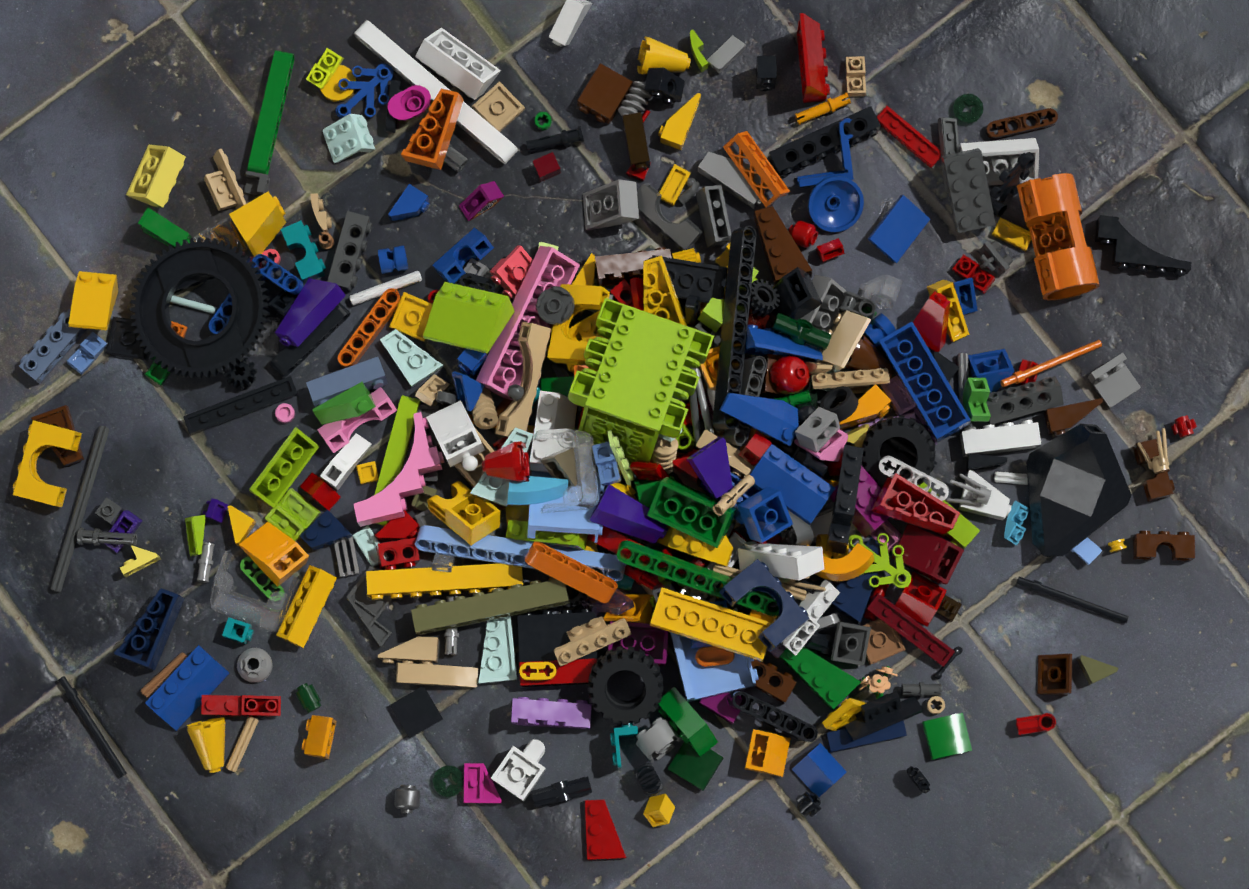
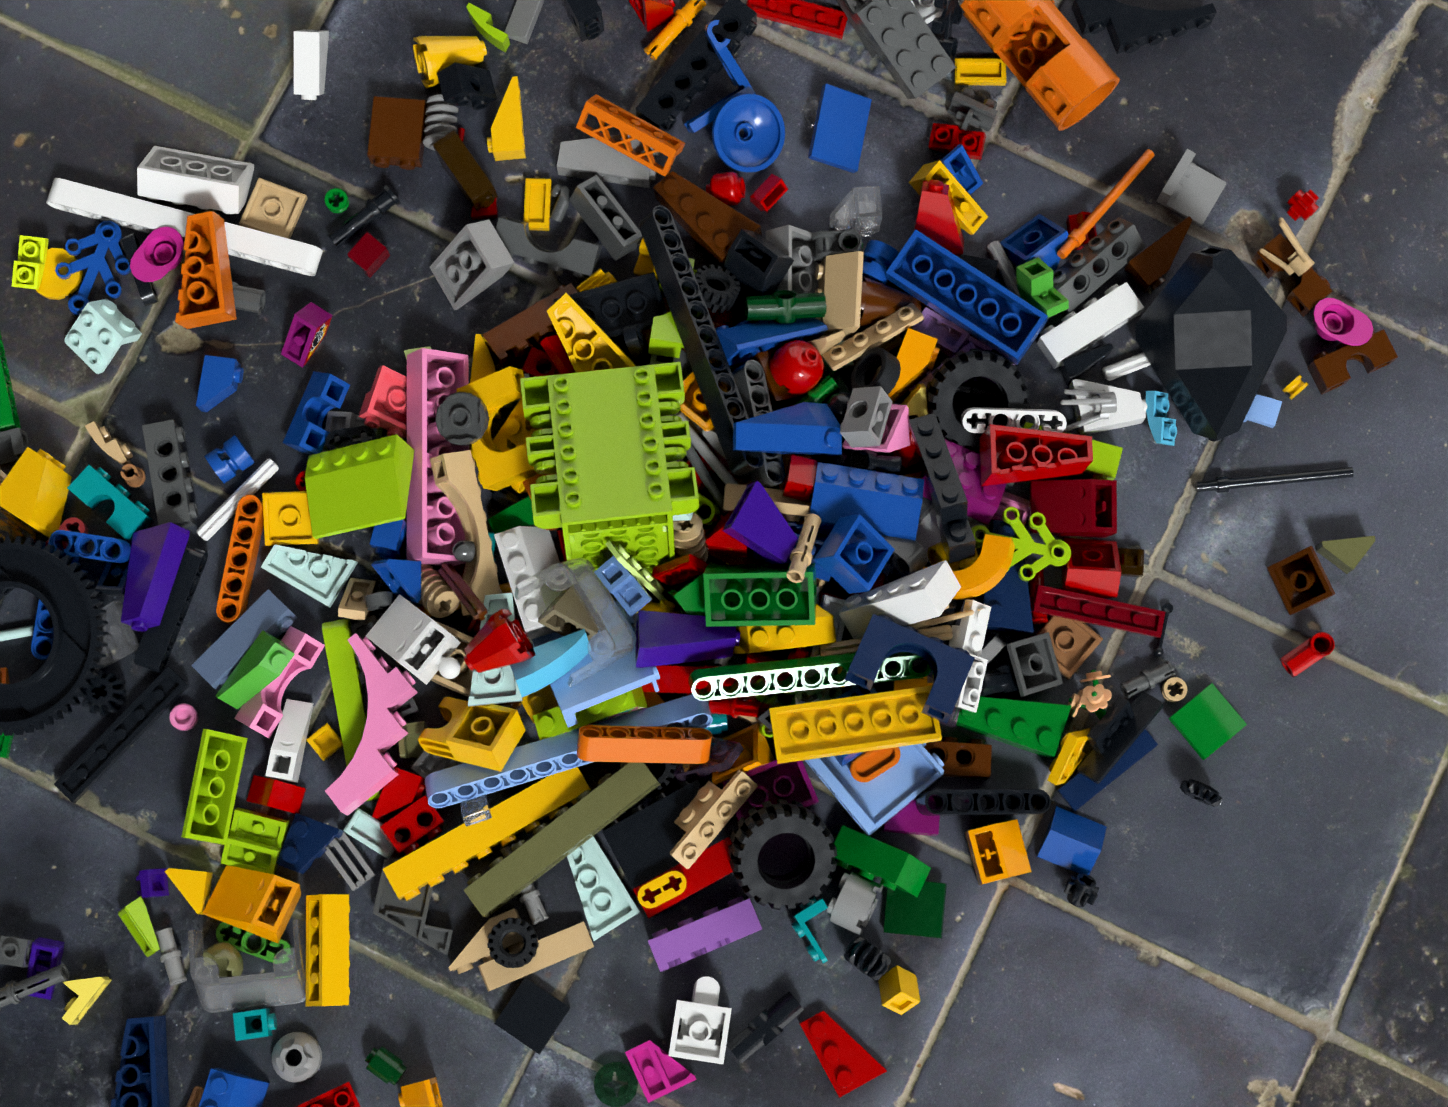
camera: 25 degrees left, 0 degrees up
(241, 580) = (227, 958): none -> olive hair
(434, 667) = (496, 943): none -> black tyre
(502, 418) = (462, 591): none -> reddish brown axle
(1169, 517) = (1341, 322): none -> dark pink piece

